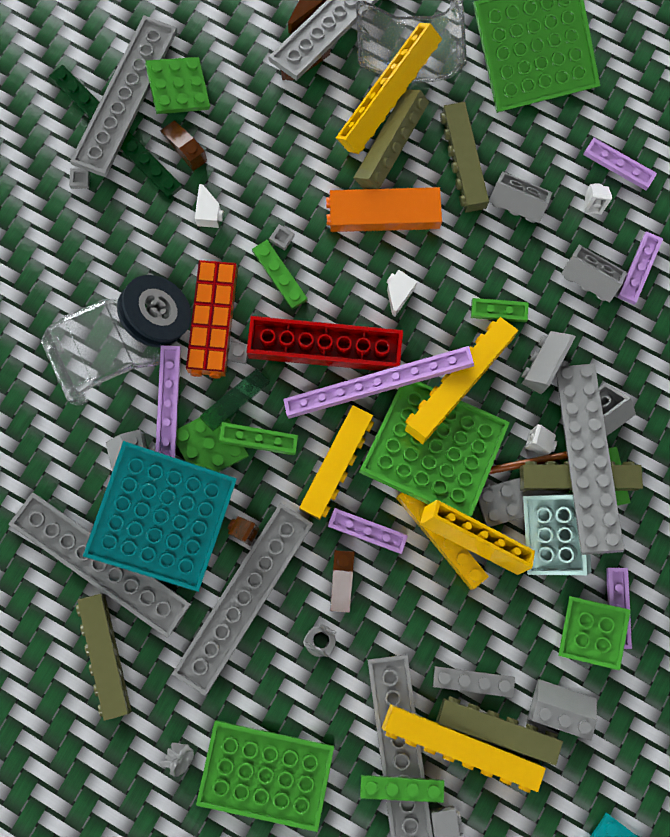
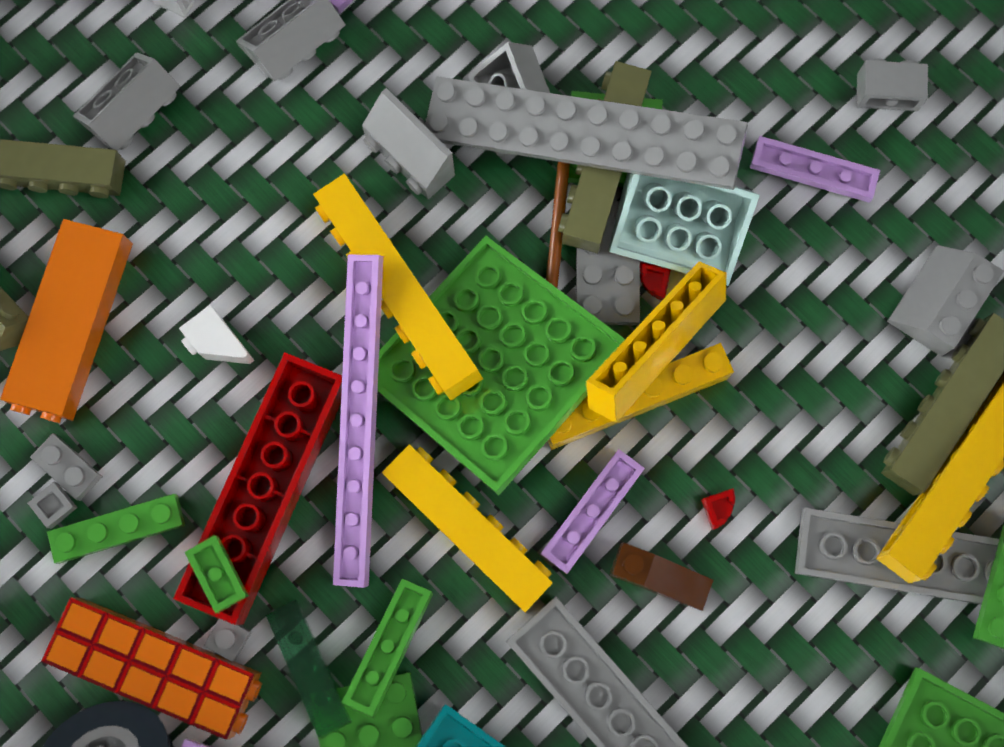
camera: 70 degrees left, 0 degrees up
(243, 530) = (535, 719): reddish brown slope -> none
(270, 333) = (216, 574): none -> bright green plate
(304, 237) = (66, 467): none -> light grey plate
(314, 650) = (742, 660): light grey piece -> none
(392, 605) = (719, 507): none -> red tile
(473, 681) = (869, 419): light grey plate -> none
(495, 309) = (298, 197): bright green plate -> none
(516, 529) = (654, 279): none -> red tile
(541, 440) = (529, 198): white slope -> none
(594, 633) = (844, 214): bright green plate -> none

